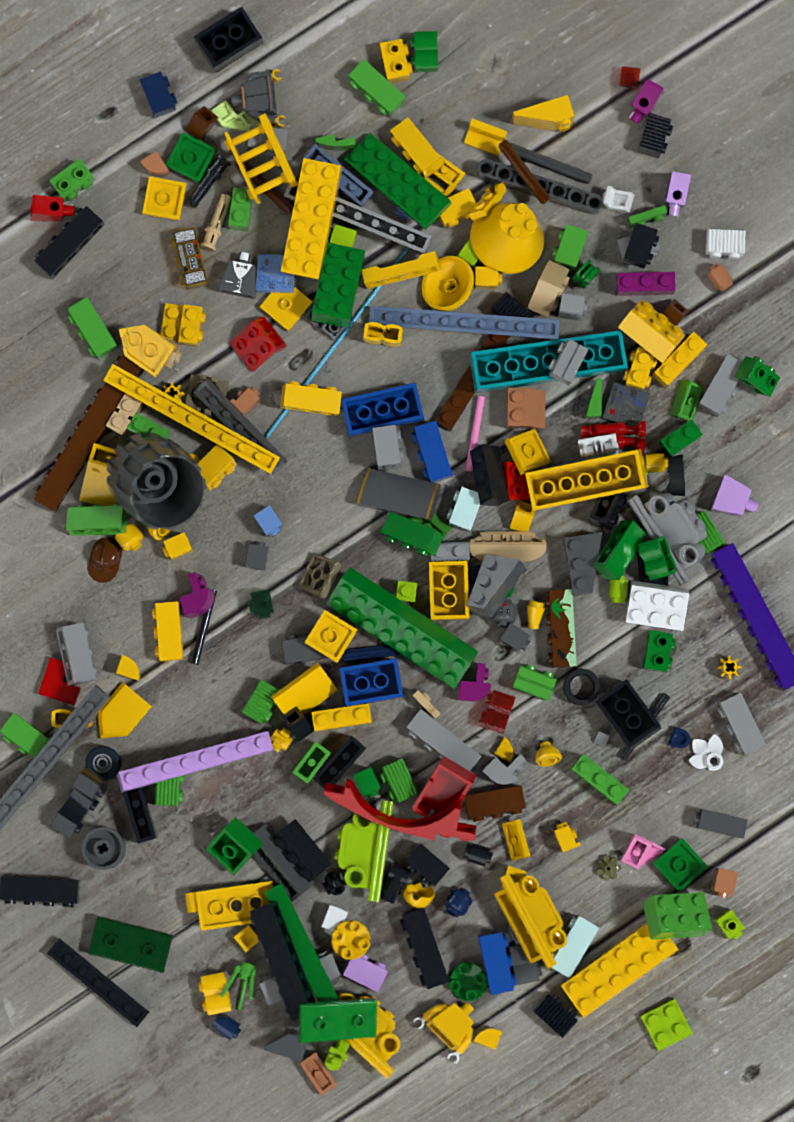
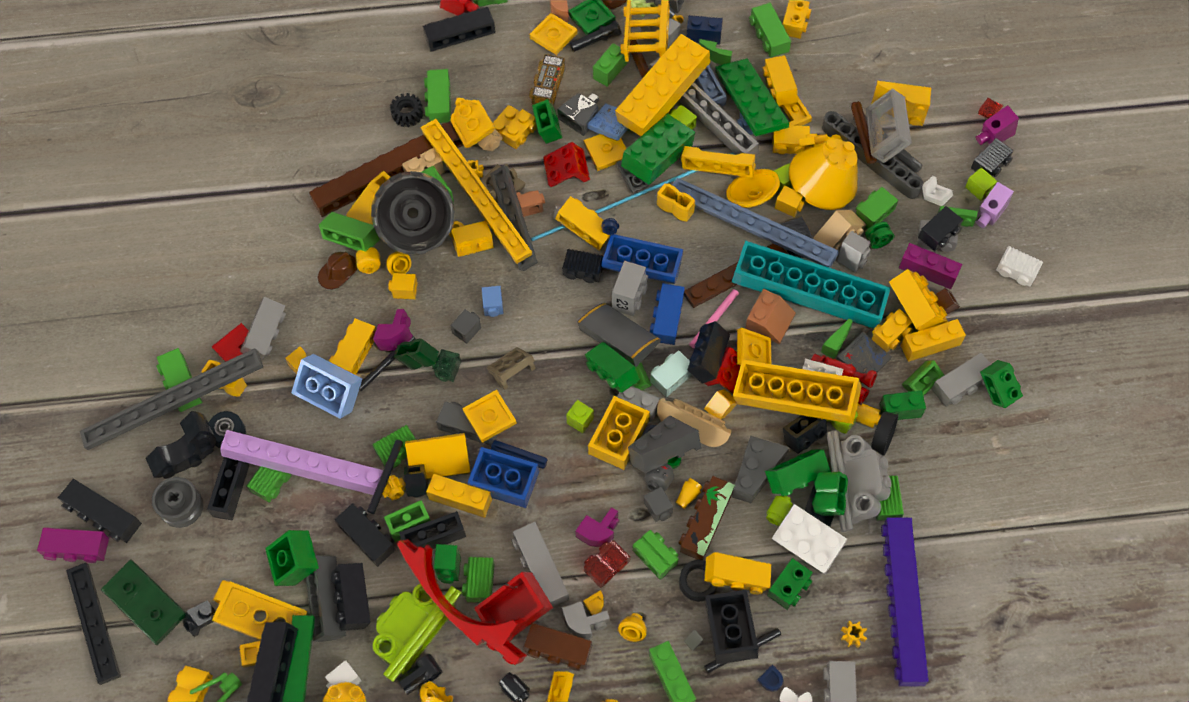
camera: 30 degrees right, 20 degrees down
(37, 930) = (73, 545): none -> magenta brick
(63, 349) = (406, 118): none -> black tyre
(121, 713) = (270, 398): yellow tile -> none
(170, 680) = (326, 386): none -> light blue brick
(185, 932) = (198, 617): none -> black bracket
(213, 231) = (579, 71): tan pin -> none
(215, 306) = (547, 121): none -> green brick
(231, 610) = (416, 354): none -> dark green brick
(272, 736) = (384, 477): none -> black bar
(281, 791) = (366, 534): none -> black brick
(312, 121) = (704, 28): none -> dark blue brick
(330, 442) = (582, 266): none -> black brick
(334, 883) = (362, 644): black gear -> none
(338, 394) = (610, 226): none -> dark blue plate
(402, 627) = (559, 443): green brick -> none
(423, 699) = (543, 518): tan plate -> none
(425, 51) = (824, 21): green brick -> none
(427, 865) = (460, 672): black brick -> none
(485, 137) = (841, 99): yellow panel -> none
(545, 158) = (888, 126): none -> light grey window
(568, 361) = (829, 285): light grey brick -> none
(612, 667) = (737, 573): none -> yellow brick
(656, 169) = (980, 184): none -> lime brick
(720, 277) = (1001, 291): nougat brick -> none
(733, 498) = (929, 481): lavender torso -> none

